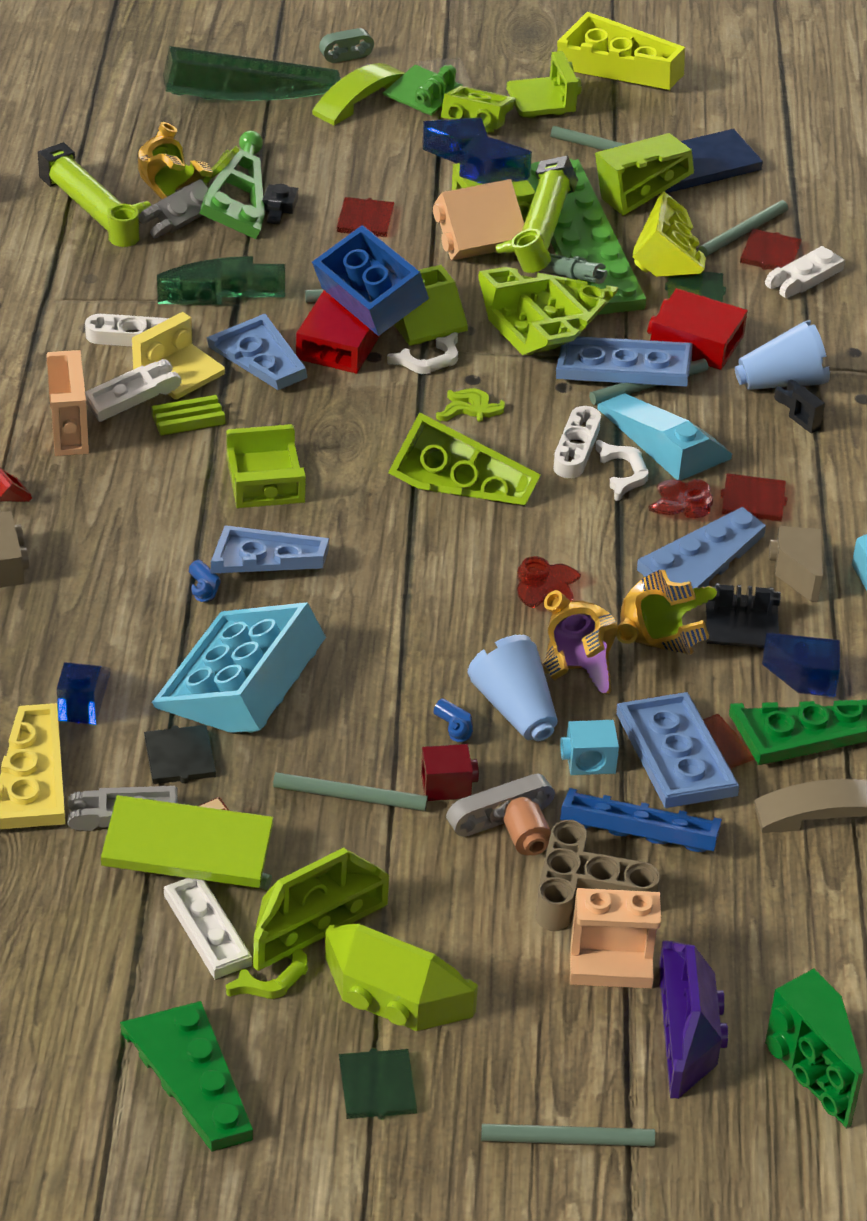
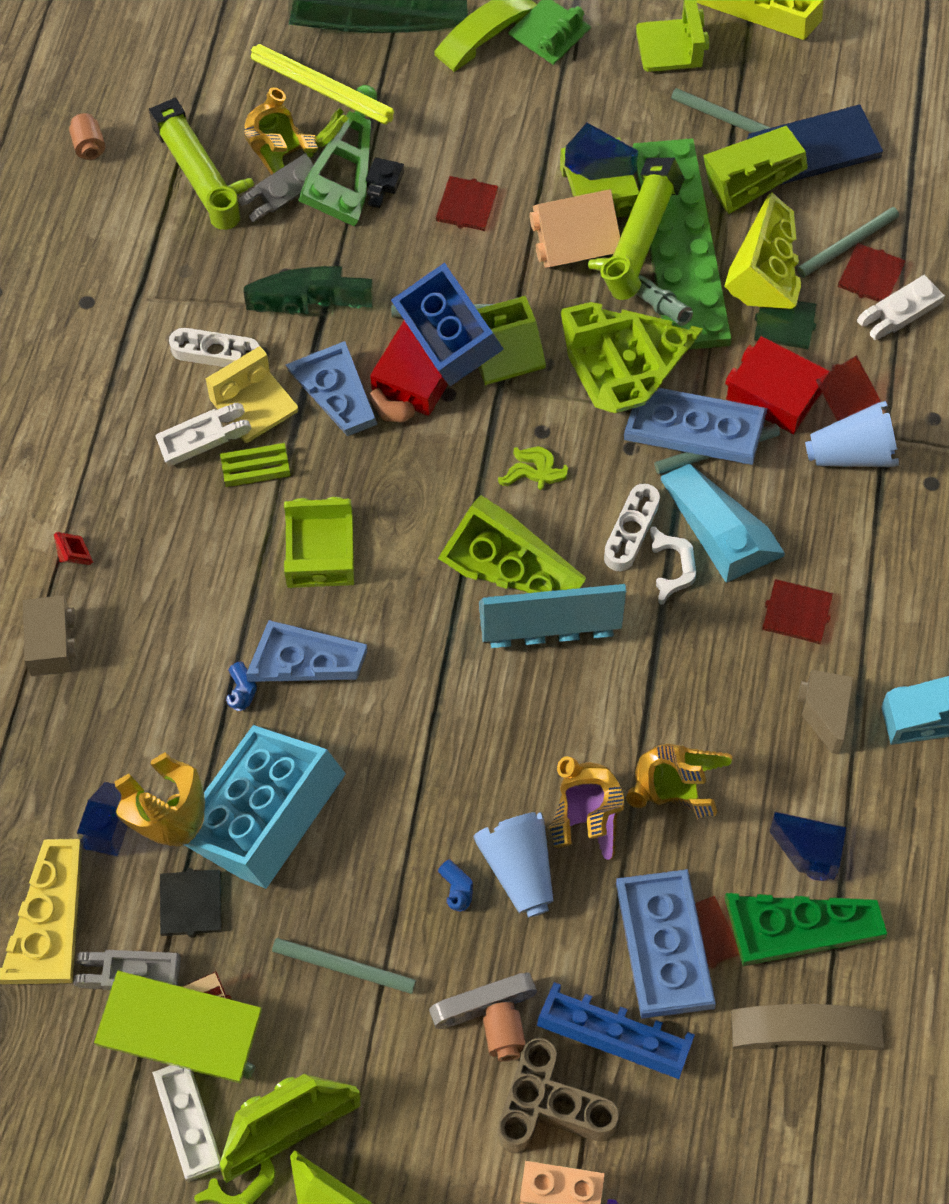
camera: 10 degrees right, 20 degrees up
(67, 402) = (136, 478): light nougat panel -> none
(157, 669) = (169, 822): none -> pearl gold piece
(209, 131) = (322, 84): none -> neon yellow axle
(320, 366) = (390, 410): none -> nougat arm
(424, 366) = (497, 414): white helmet -> none
(448, 772) = (438, 956): dark red brick -> none
(450, 136) = (572, 104): clear blue slope -> none
(475, 103) = (599, 60): lime plate -> none
(514, 489) = (551, 614): none -> medium azure slope
(540, 578) = (573, 720): clear red plate -> none
(590, 747) = (580, 936): medium azure brick -> none
(678, 497) = (722, 609): clear red plate -> none
(706, 550) = (724, 692): medium blue wing -> none
(742, 618) = (758, 777): black hinge -> none
(764, 321) = (847, 388): none -> clear red piece
(804, 406) = (866, 499): black plate -> none

